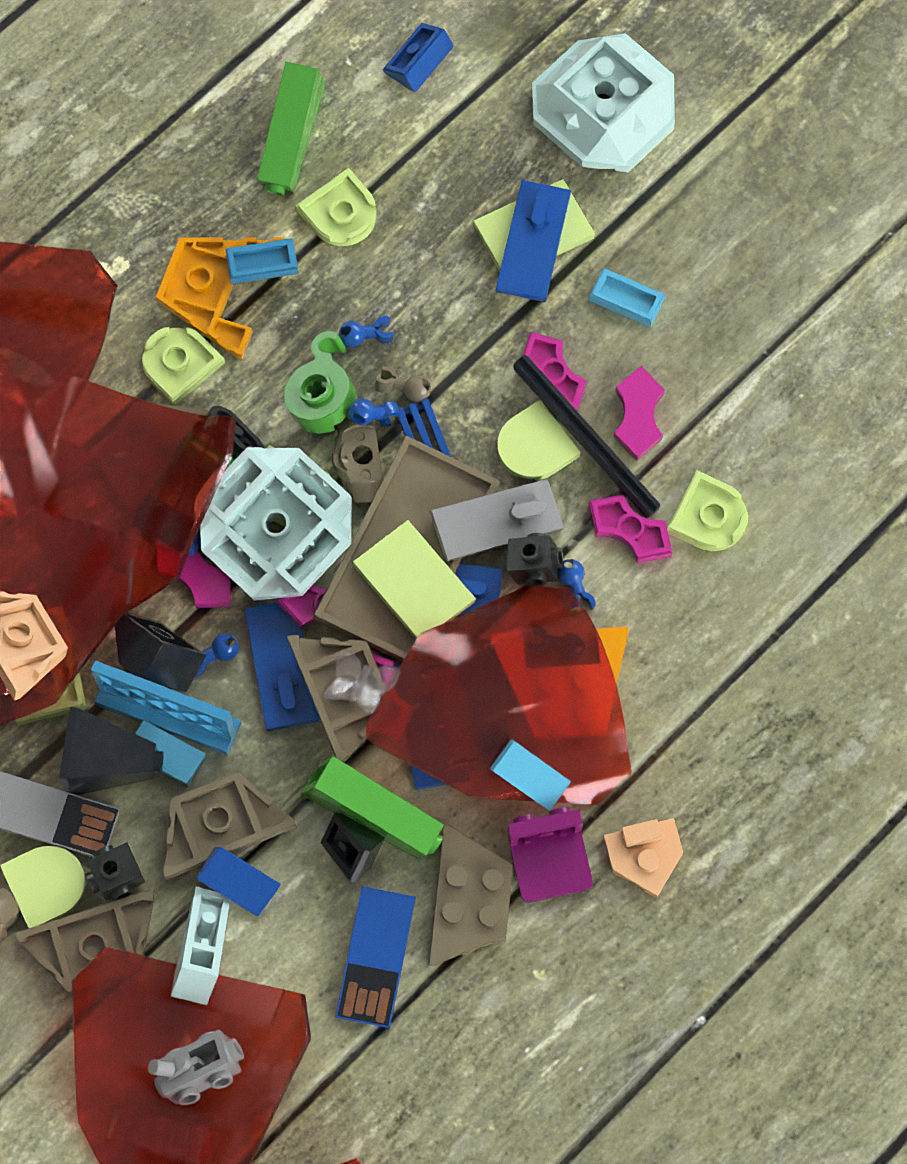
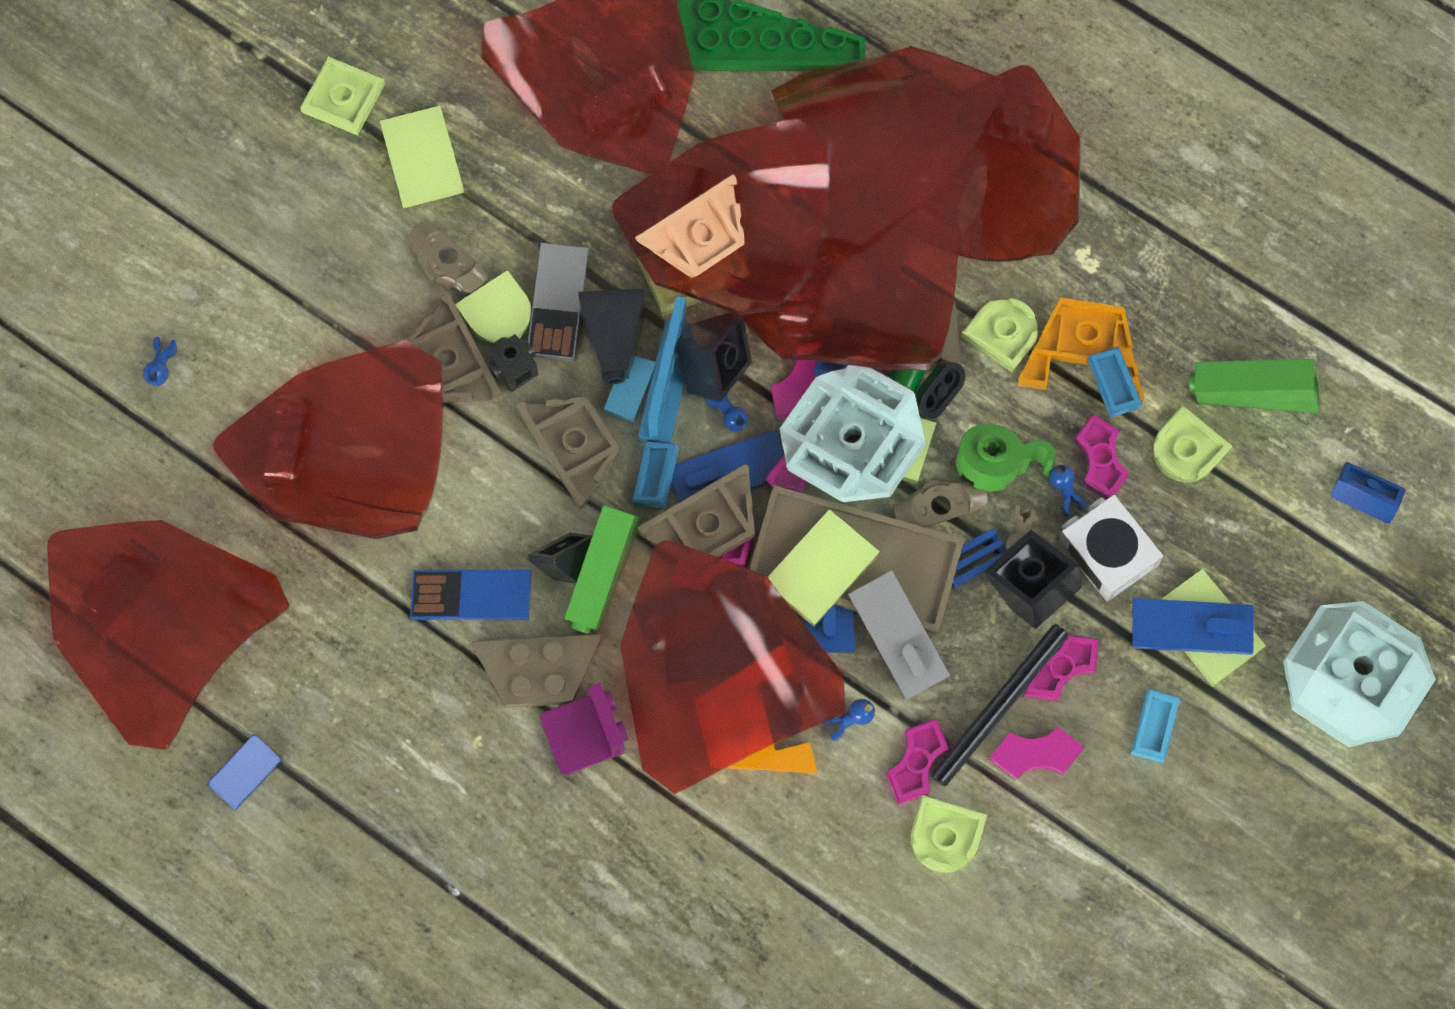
camera: 80 degrees right, 0 degrees up
(197, 1067) = (348, 457): light grey brick -> none
(201, 947) = (458, 444): light aqua slope -> none
(237, 880) = (520, 465): blue slope -> none
(272, 740) = (655, 474): none -> dark azure tile
(322, 293) = (1104, 470): none -> dark pink tile
(359, 685) = (709, 531): clear piece -> none
(364, 412) = (979, 495): blue arm -> none
(437, 301) = (1109, 547): none -> white brick
(459, 377) = (1034, 578): none -> black slope
(530, 774) = (649, 695): medium azure tile -> none
(534, 559) = (864, 673): pearl dark grey brick -> none
(535, 444) = (984, 660): yellowish green tile -> none
(645, 853) = (601, 819): light nougat plate -> none

